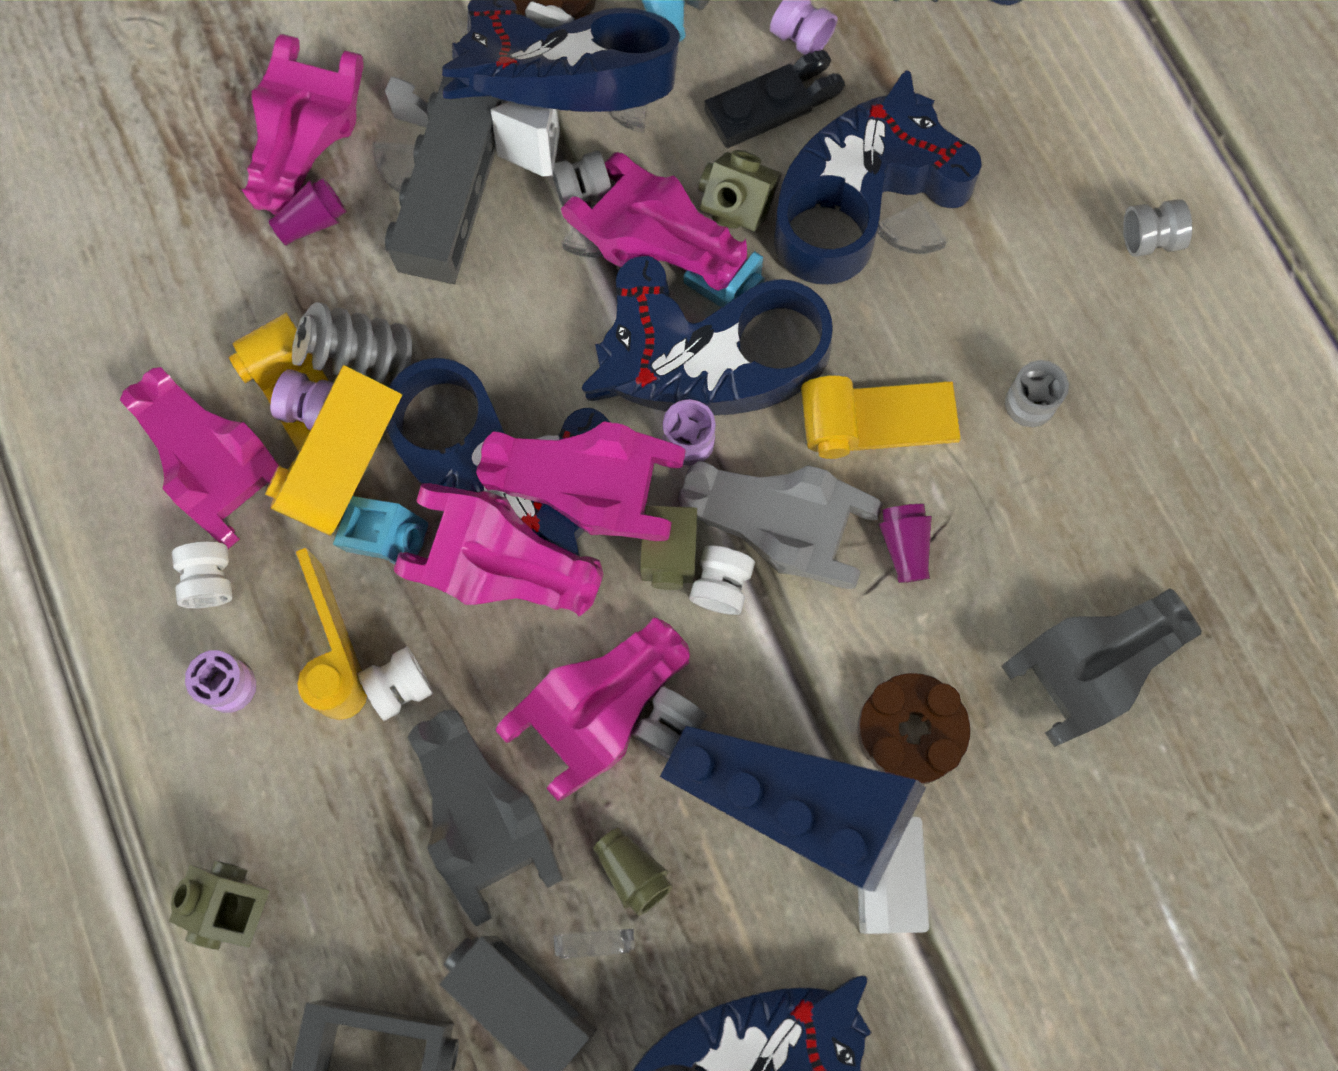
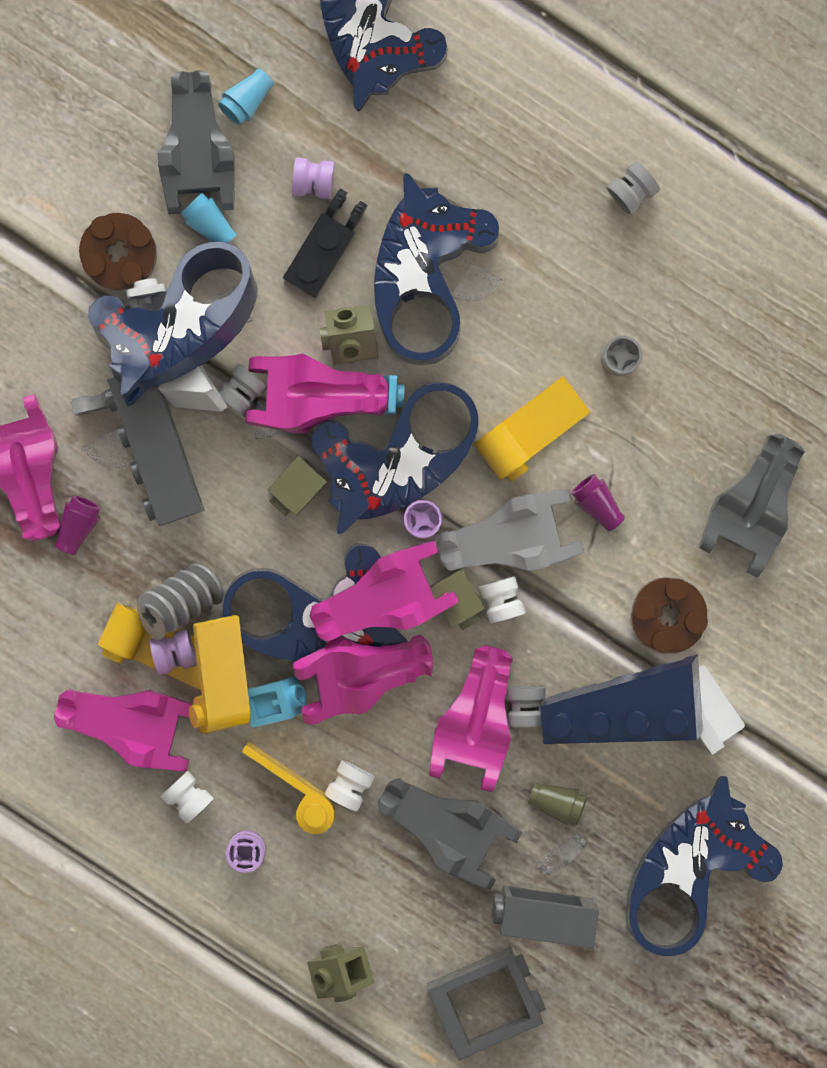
camera: 35 degrees left, 15 degrees up
(570, 313) = (296, 487): none -> olive brick

